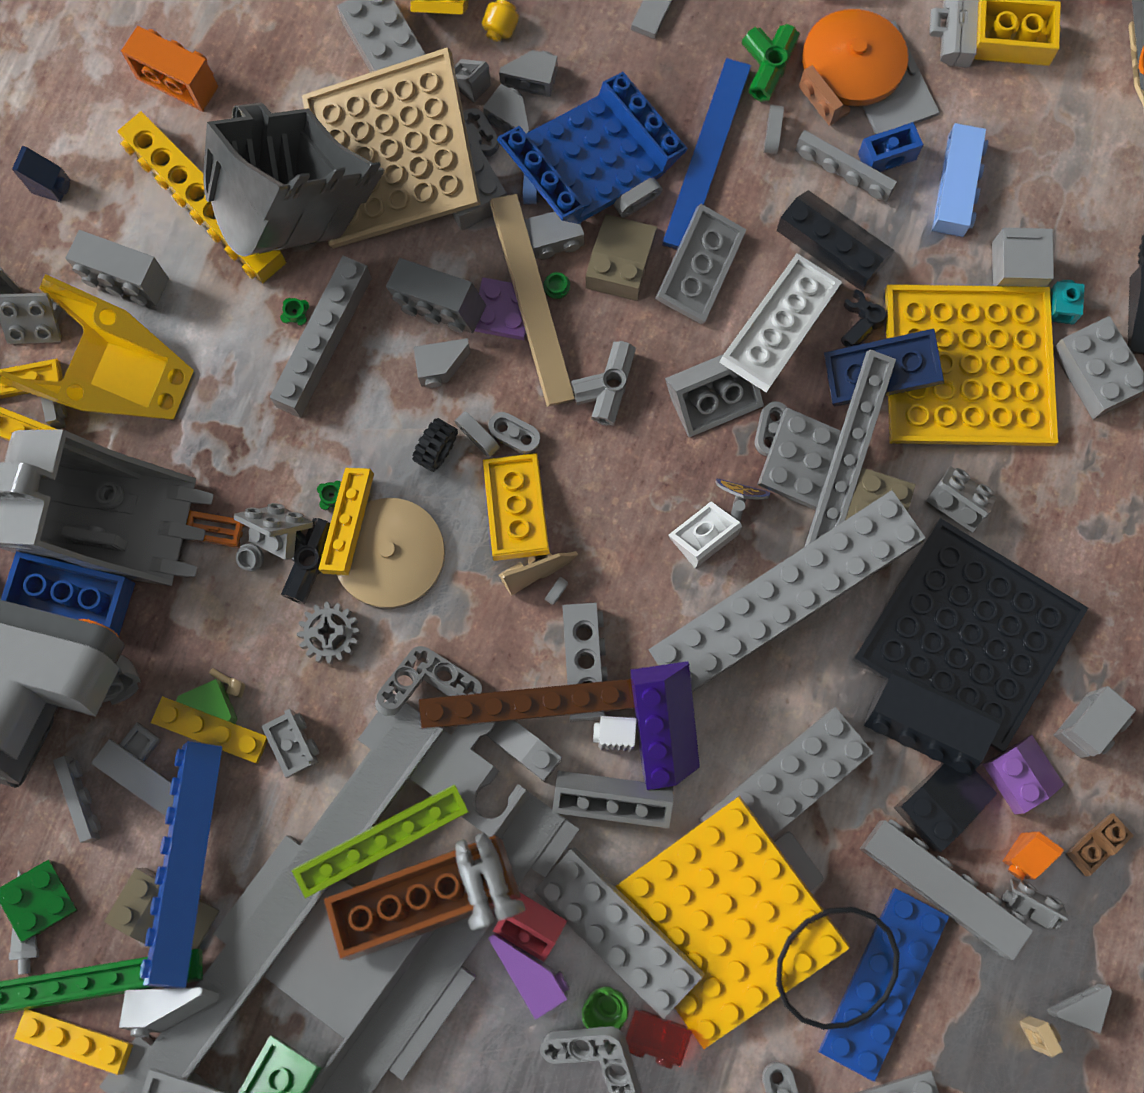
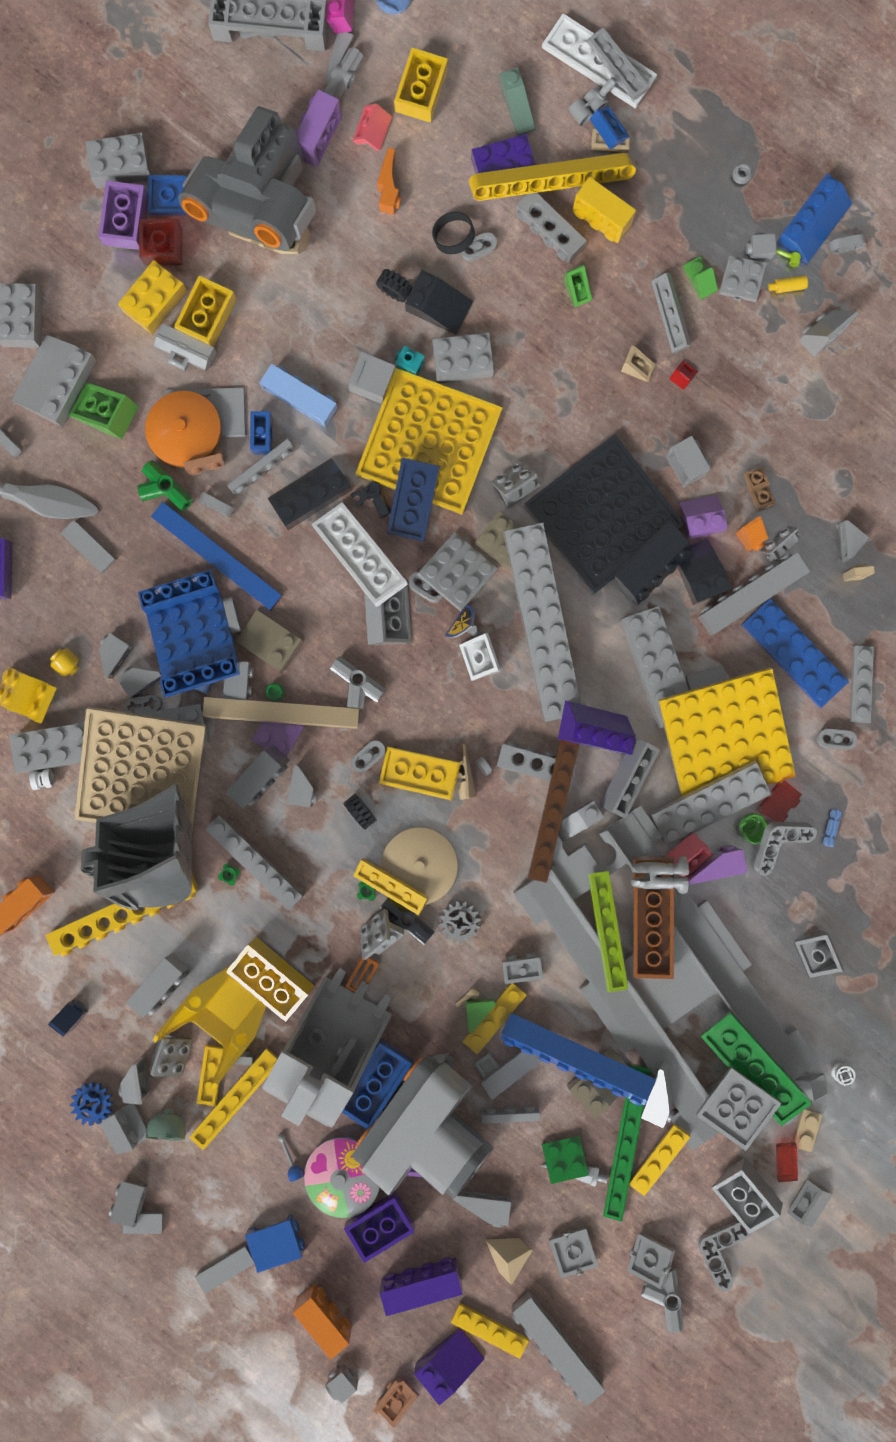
camera: 70 degrees left, 10 degrees up
(171, 408) = (270, 978): none -> yellow slope
(250, 557) = (390, 957): light grey plate -> none
(343, 47) = (41, 779): none -> white wheel
(425, 671) = (507, 866): light grey beam -> none
(472, 78) = (100, 697): light grey slope -> none
(477, 434) = (360, 781): light grey beam -> none
(615, 733) = (590, 761): white brick -> none
(700, 264) = (296, 590): light grey plate -> none
(799, 929) = (810, 677): black piece -> none
(852, 444) = (460, 542): light grey plate -> none

